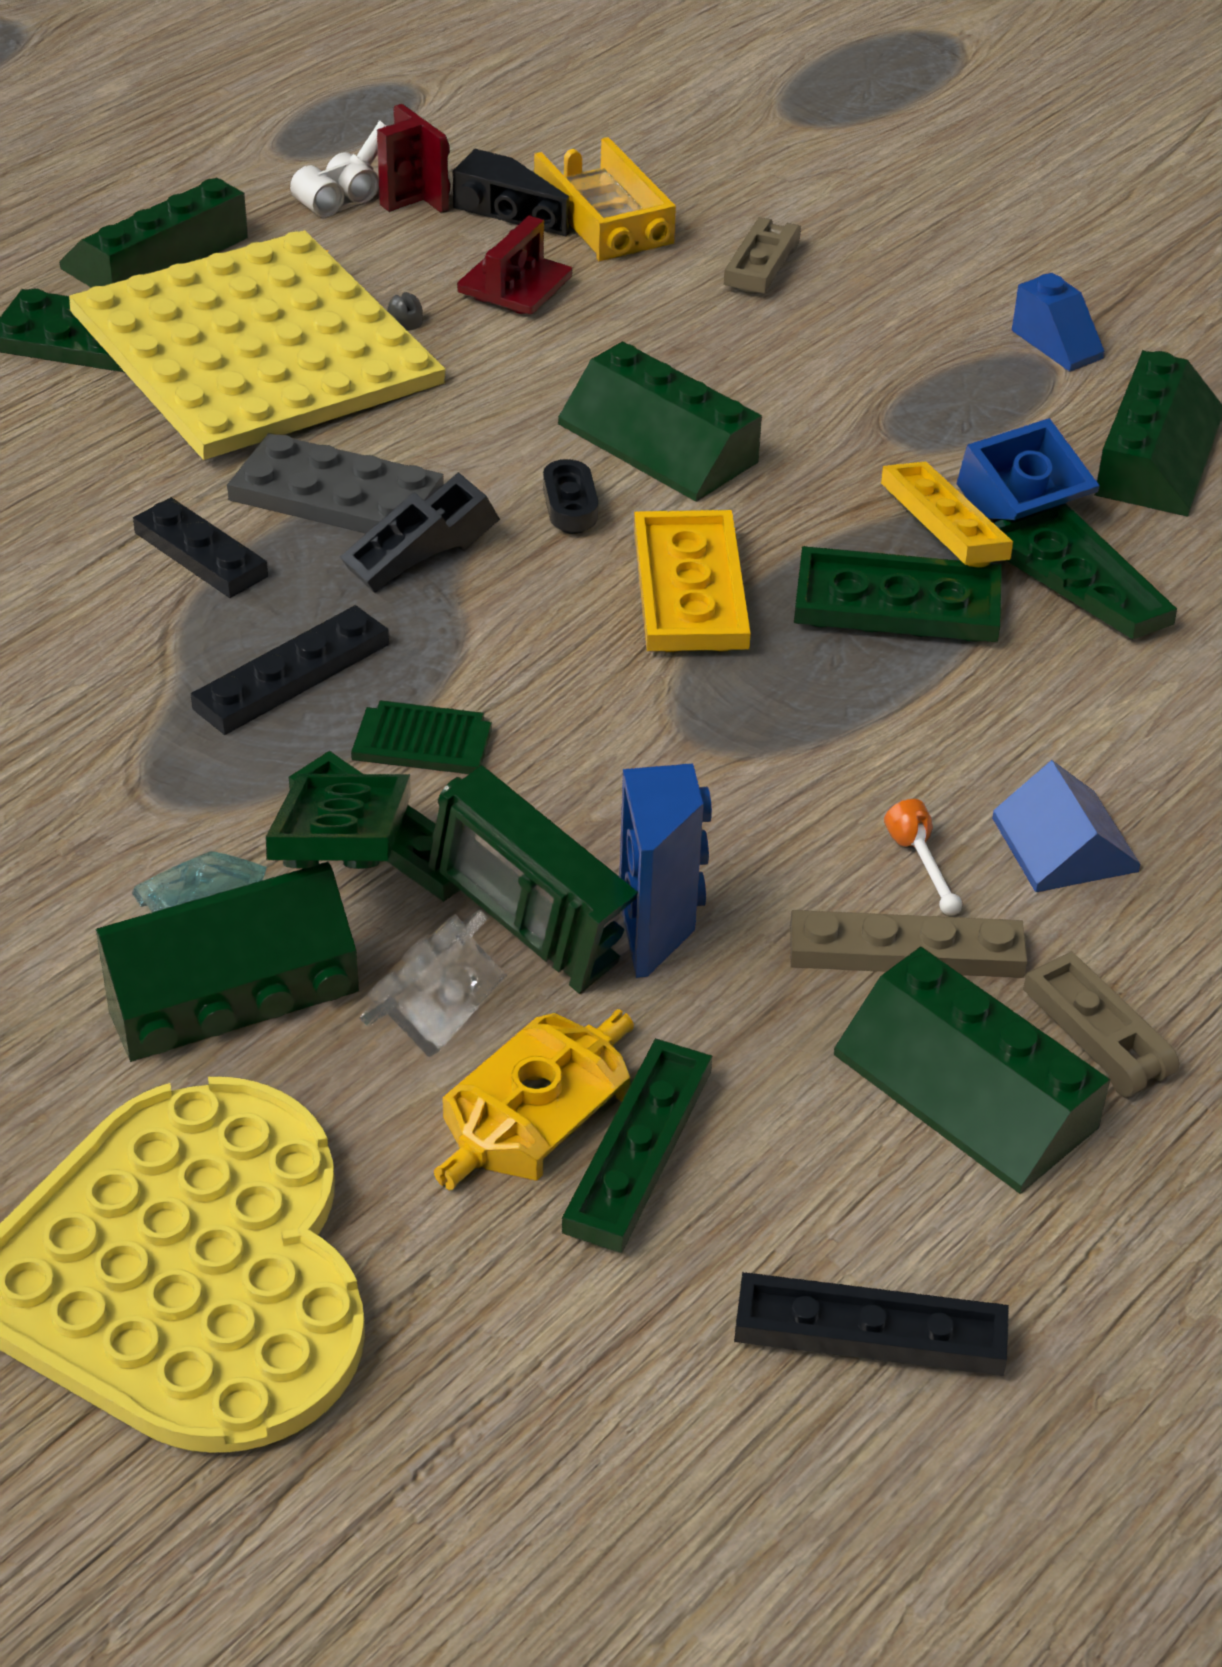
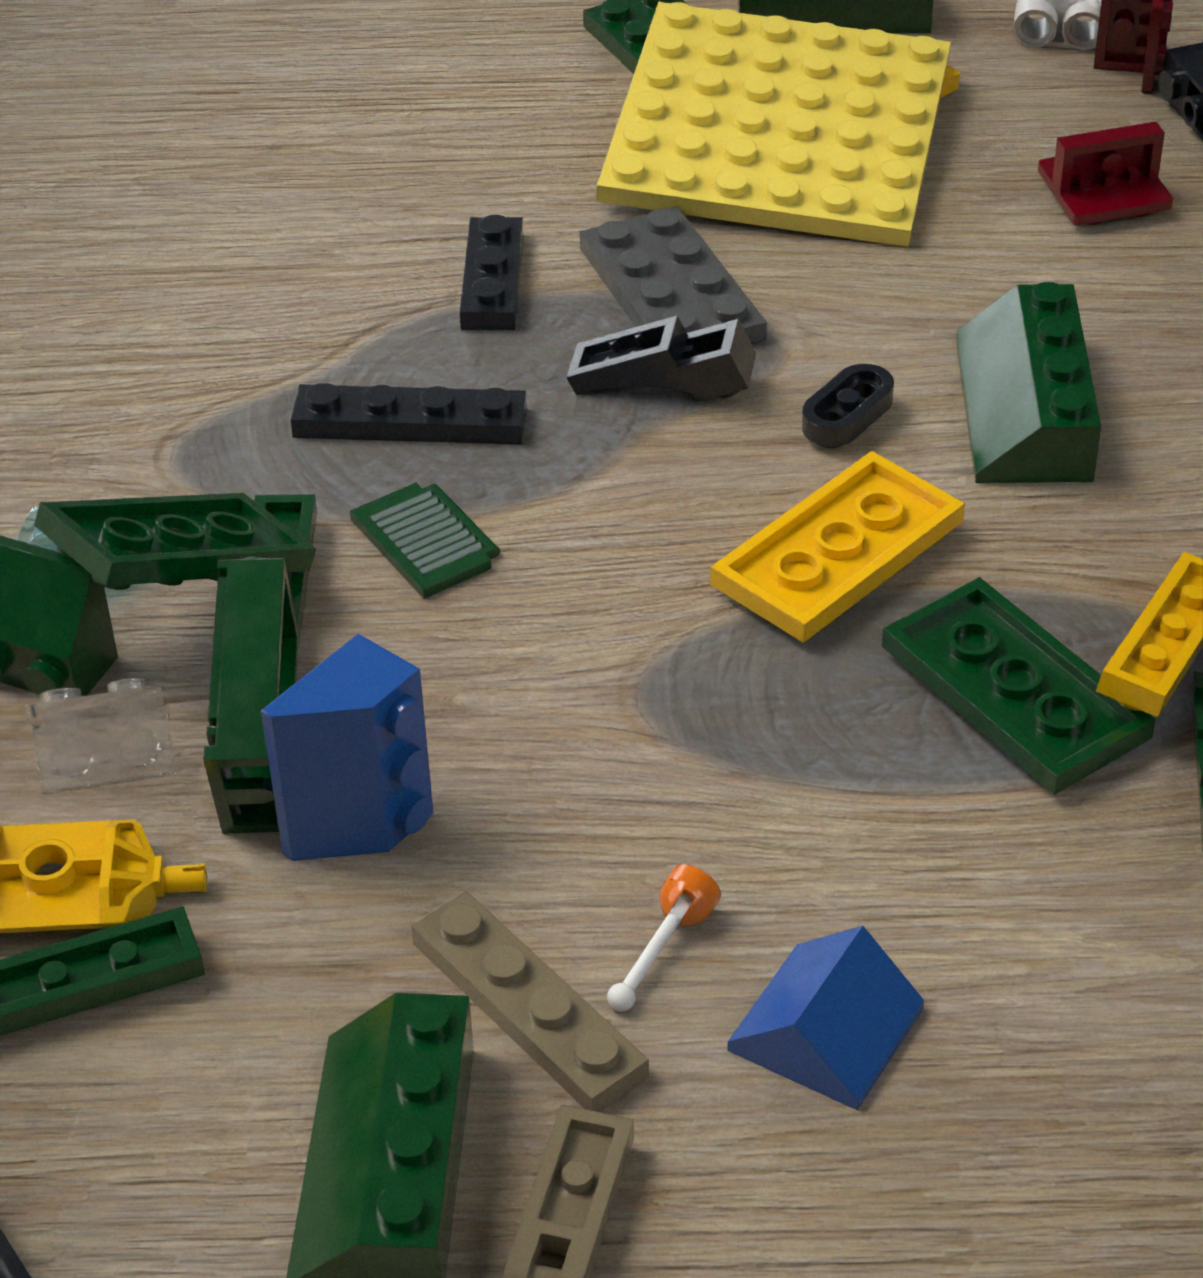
camera: 50 degrees right, 0 degrees up
(406, 310) = (959, 164): dark grey hinge -> none

